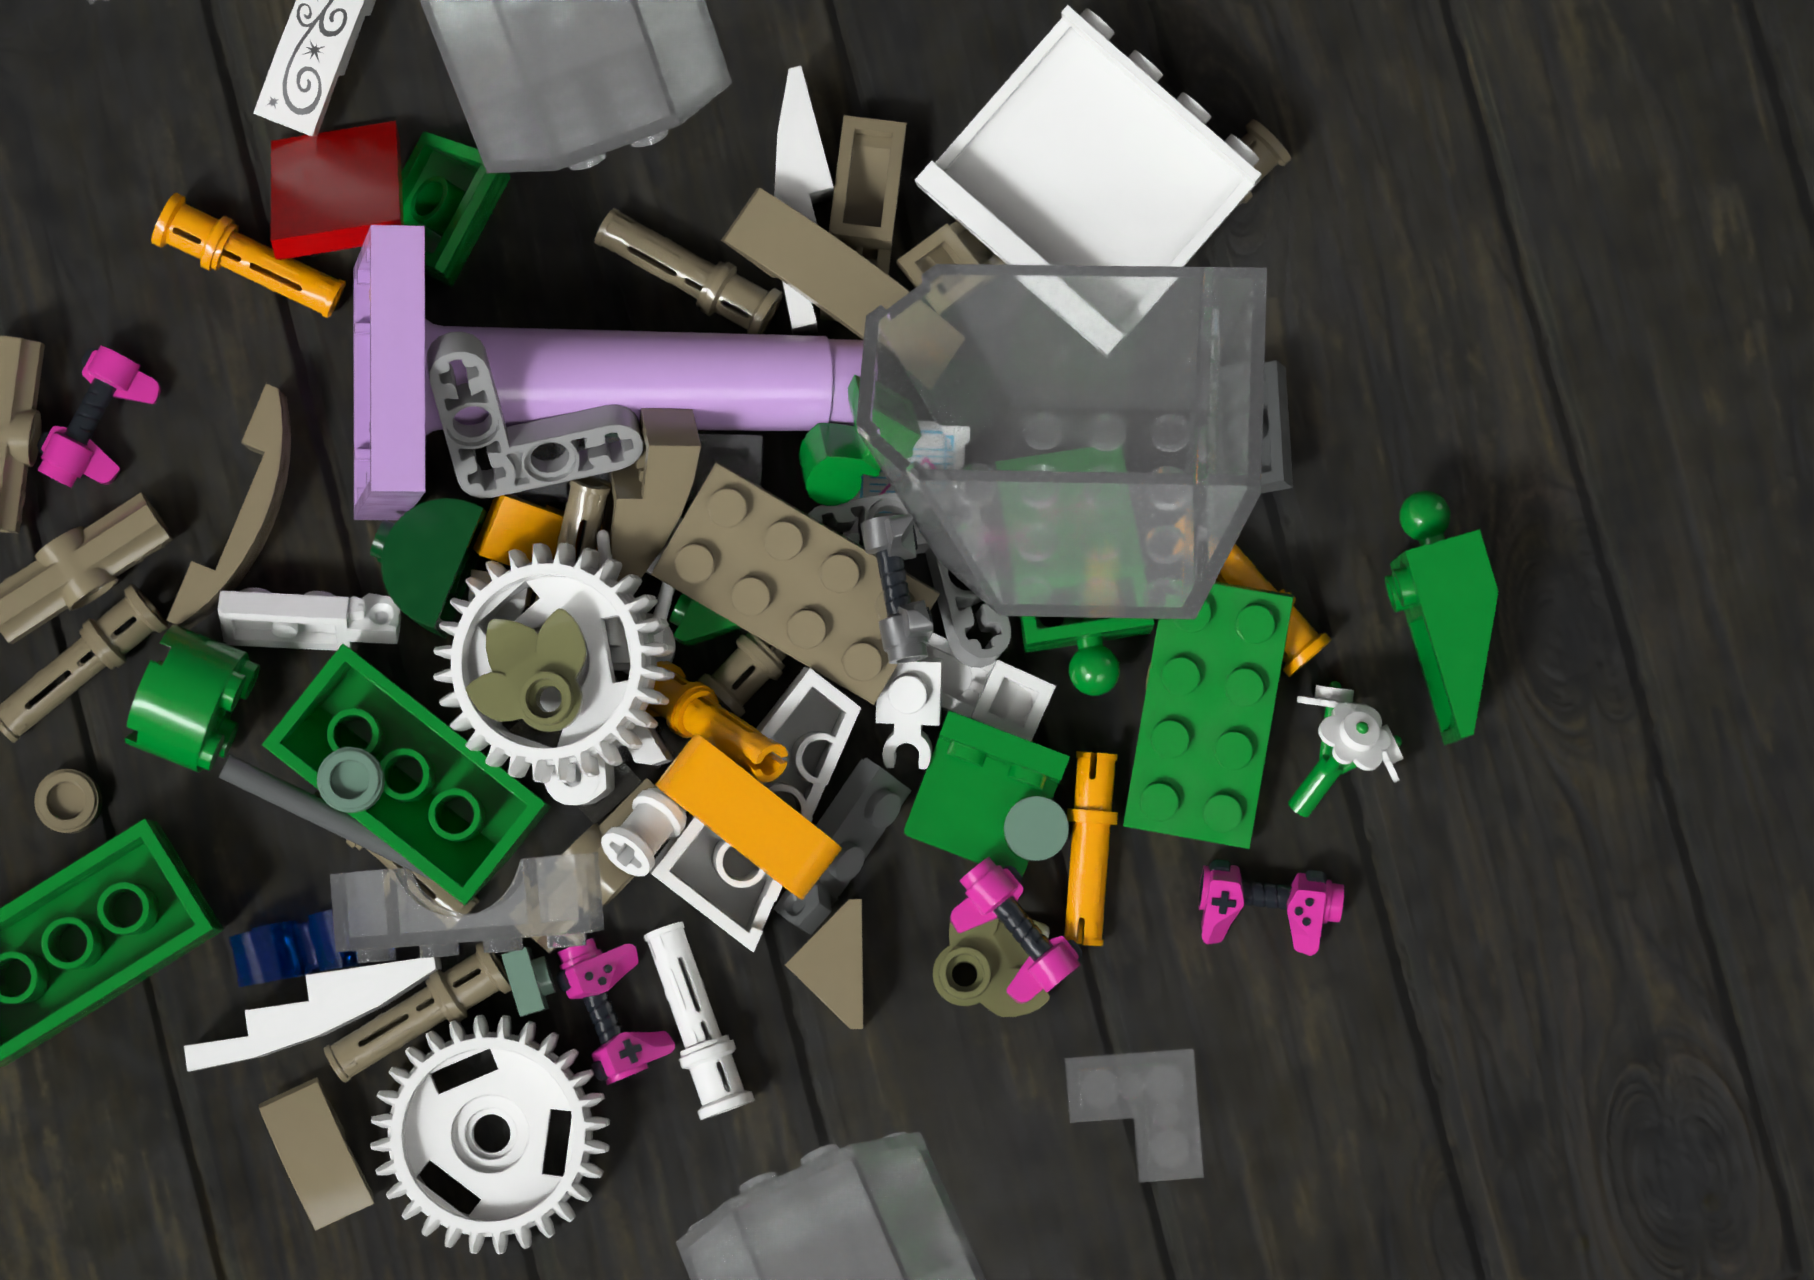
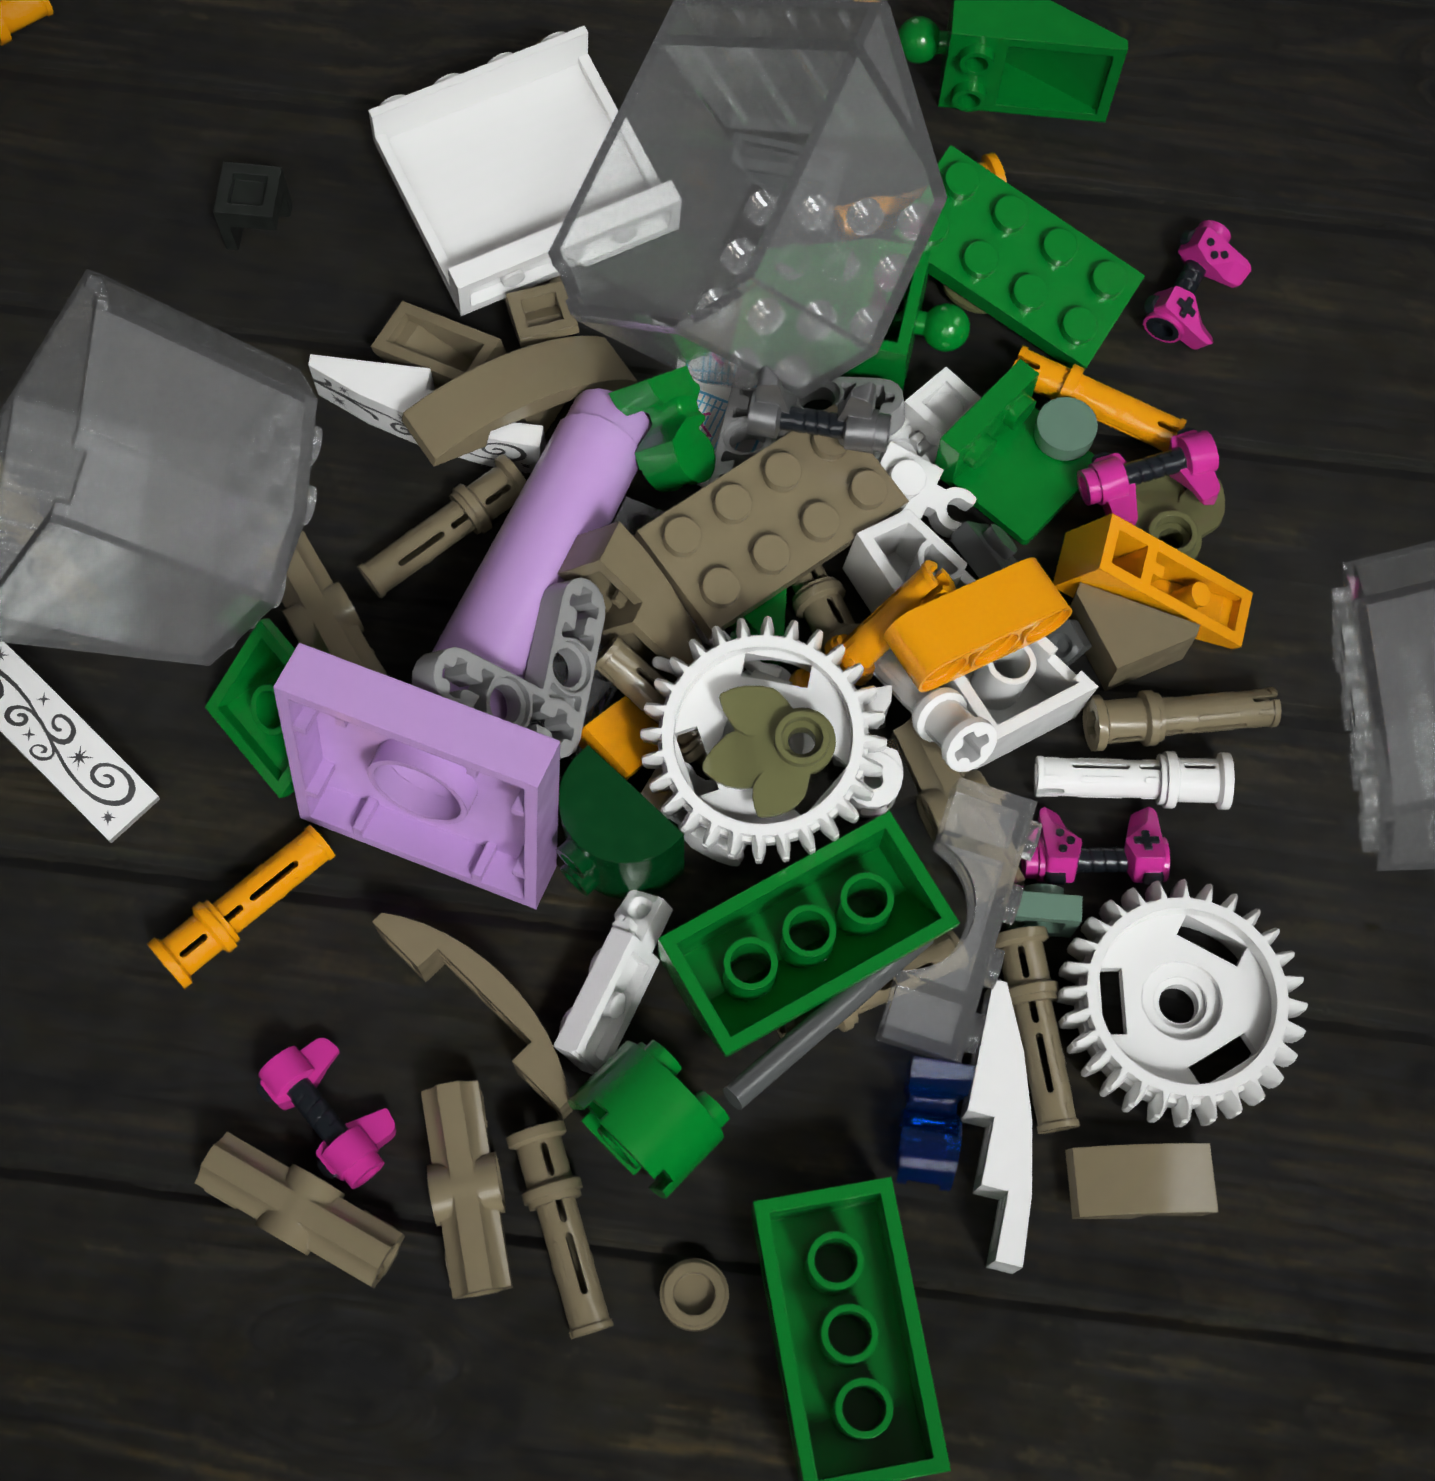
camera: 65 degrees left, 15 degrees down
(334, 188) = (220, 781): red tile -> none
(350, 780) = (797, 978): sand green tile -> none
(536, 212) = (322, 611): none -> dark tan piece
(762, 1015) = (1152, 718): none -> dark tan pin
(902, 974) = (1150, 572): none -> light orange slope
(1154, 1091) = (1337, 431): clear plate -> none
(1349, 739) = (1090, 143): white plant -> none

